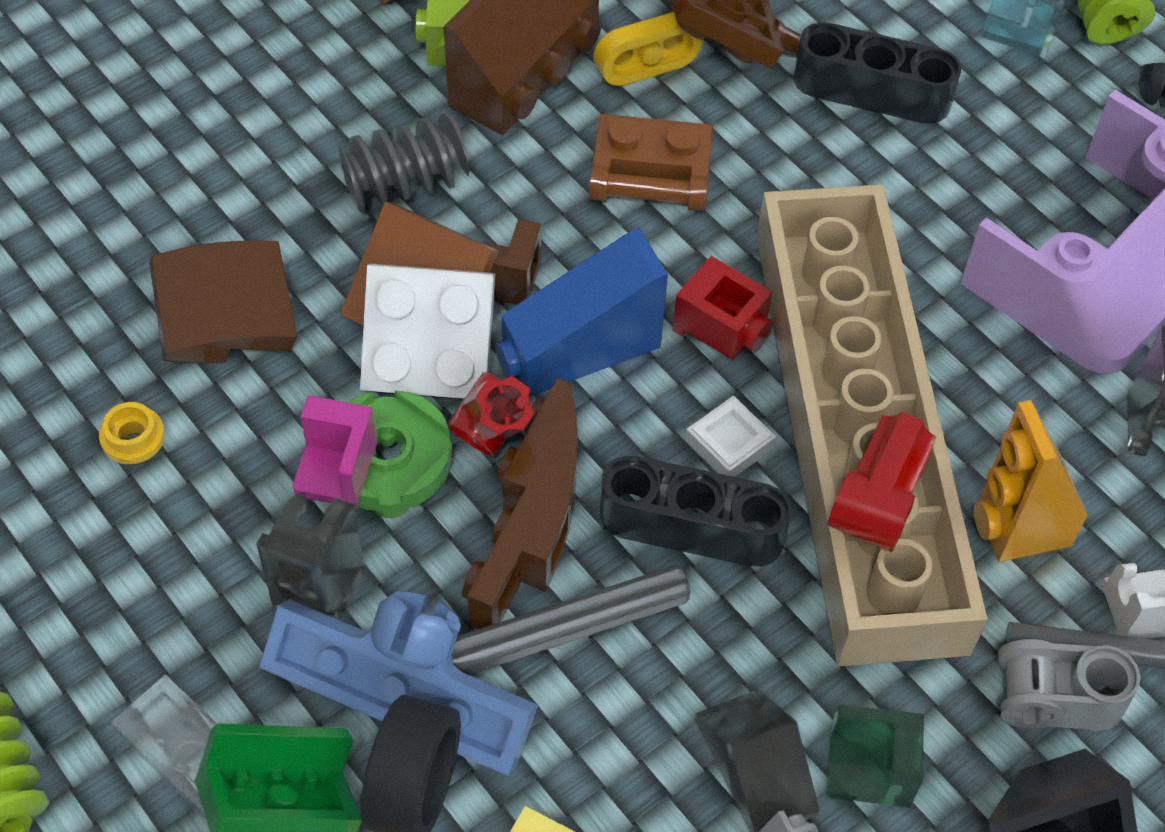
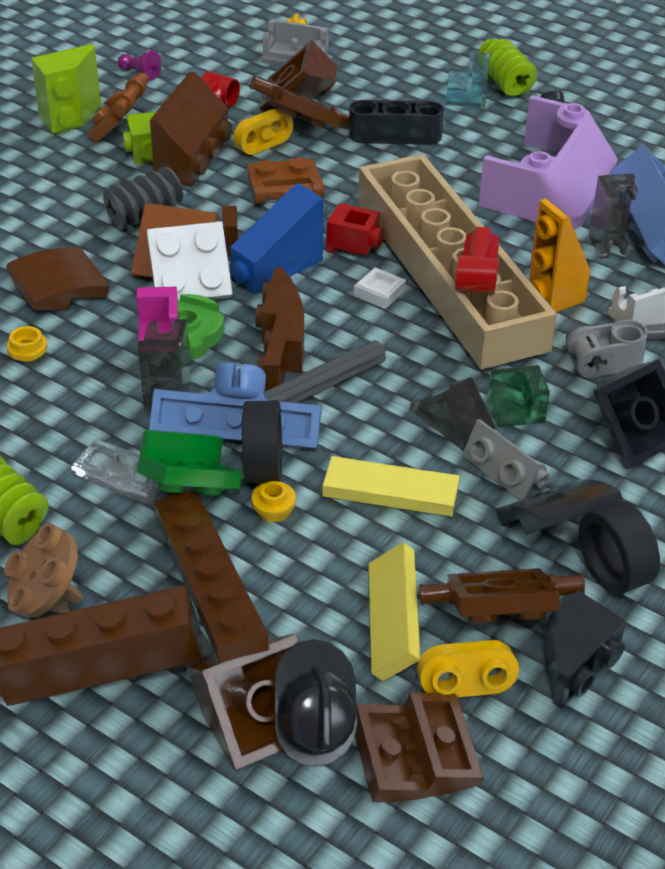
camera: 15 degrees left, 15 degrees down
(492, 413) = (244, 287): red piece -> none
(725, 499) = (373, 315): black beam -> none

